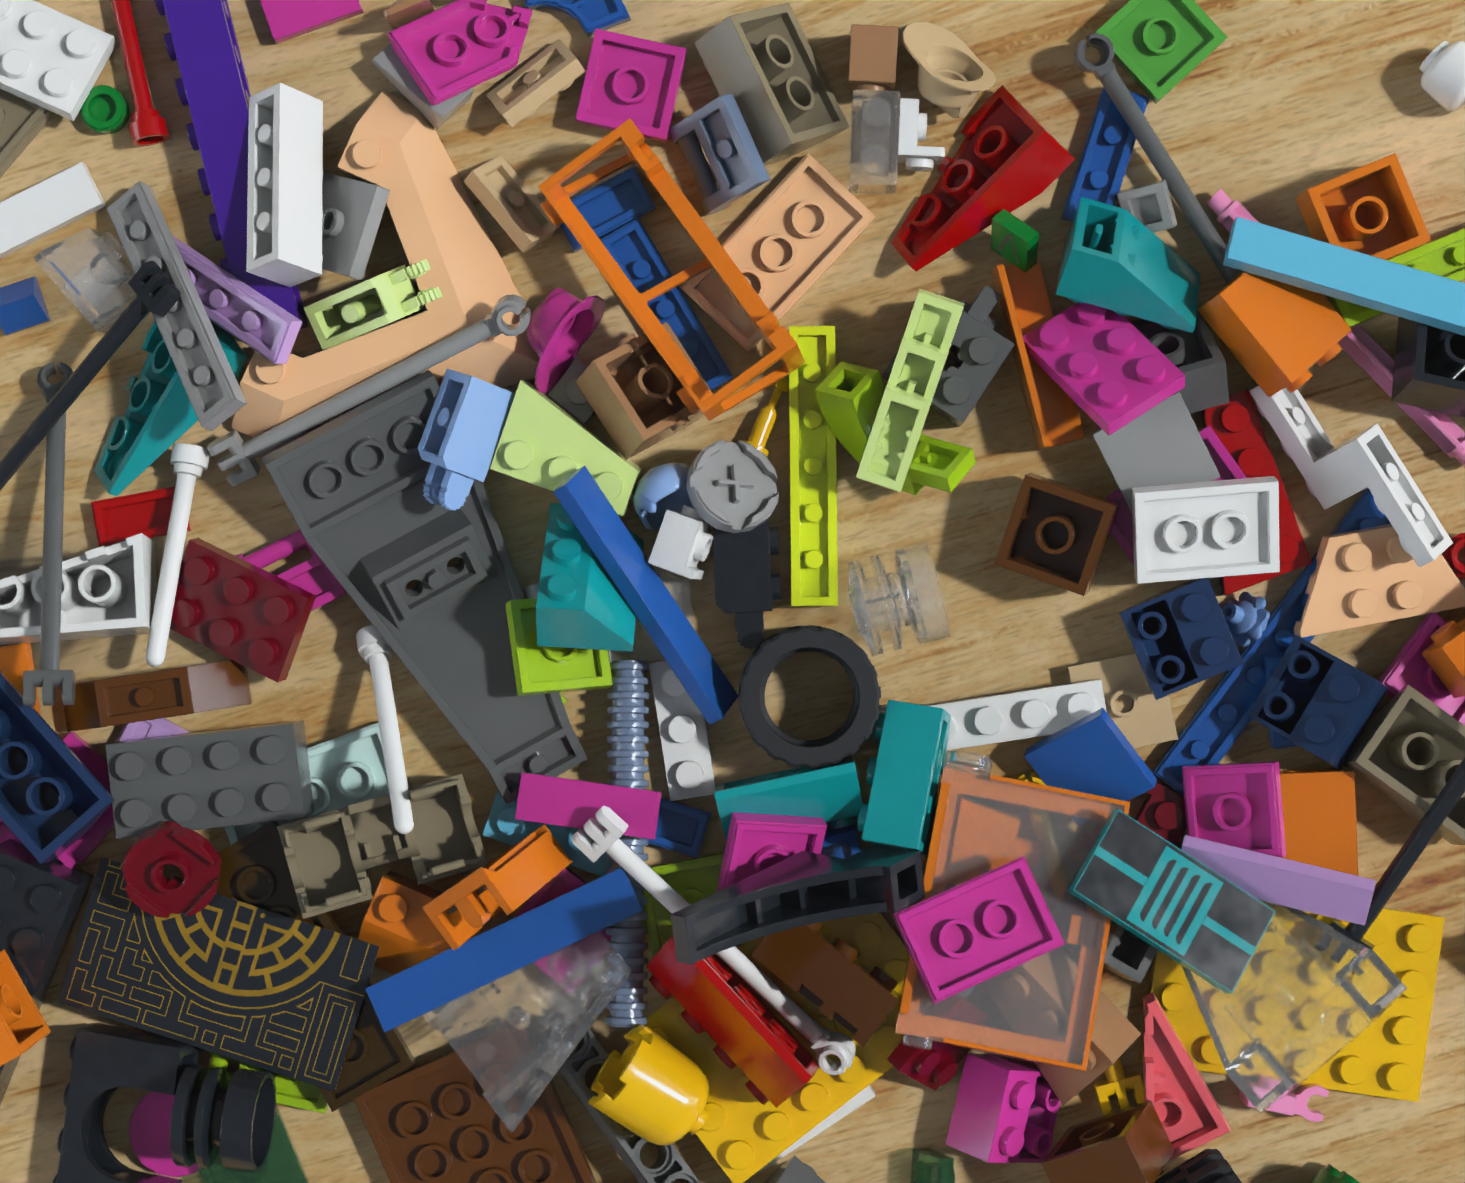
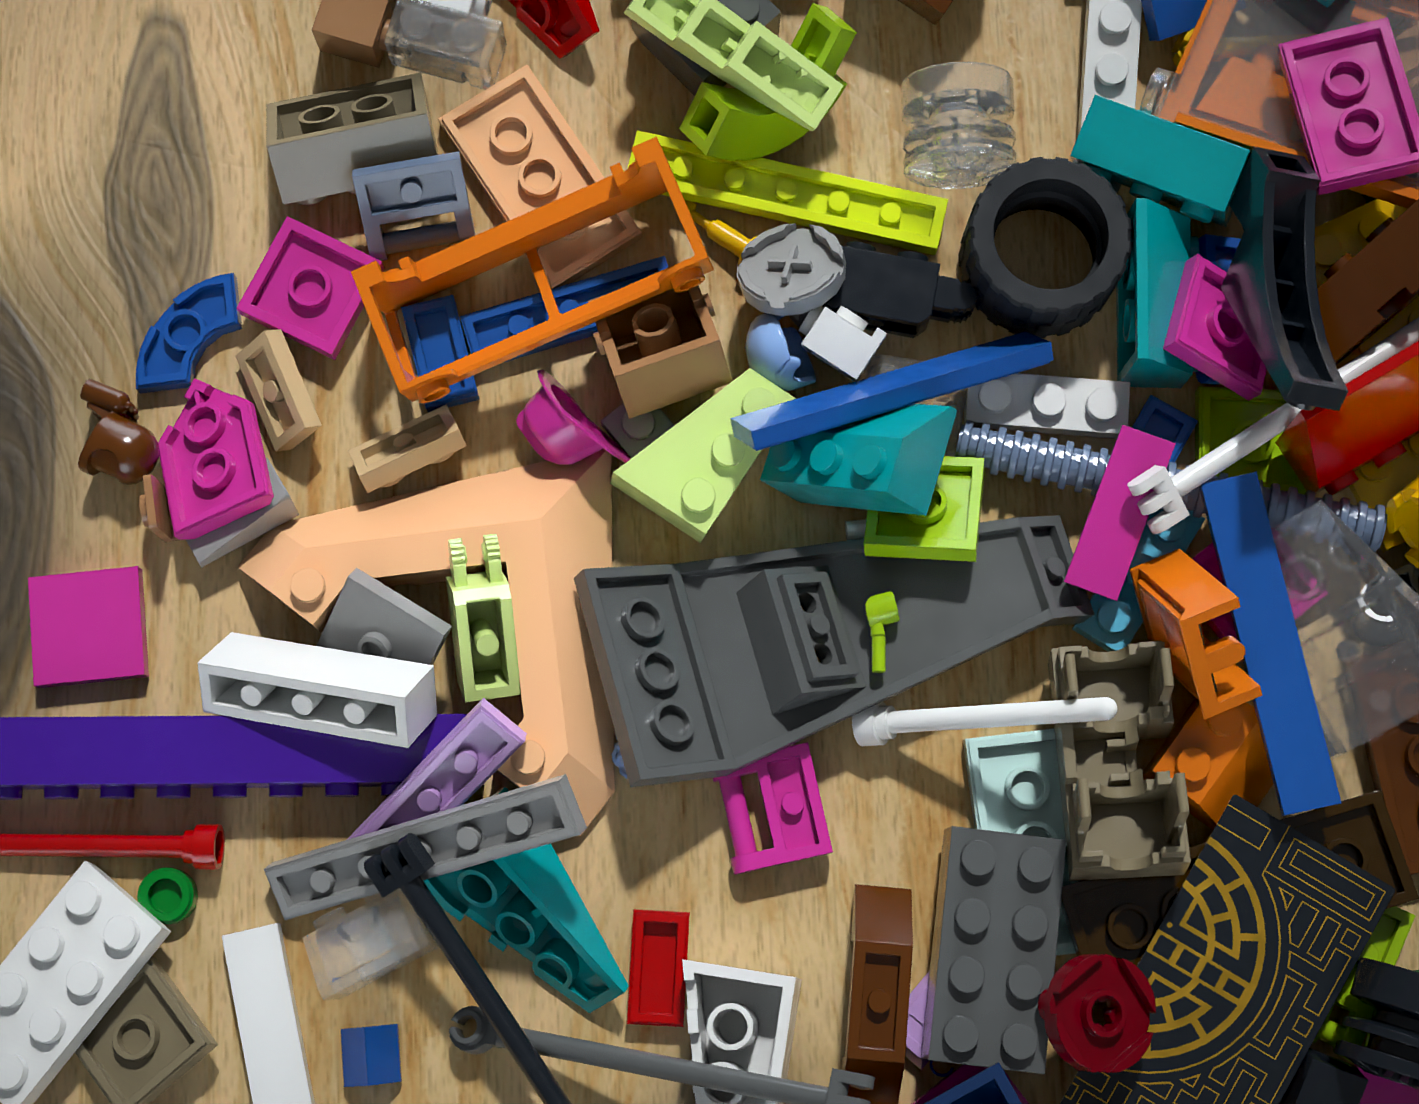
camera: 80 degrees left, 10 degrees down
(188, 466) = (610, 892): white piece -> none
(239, 610) = (798, 872): dark red plate -> none
(246, 452) = (615, 821): light grey hinge -> none
(460, 626) = (880, 611): none -> lime hand
(462, 436) = (661, 557): light blue hinge -> none

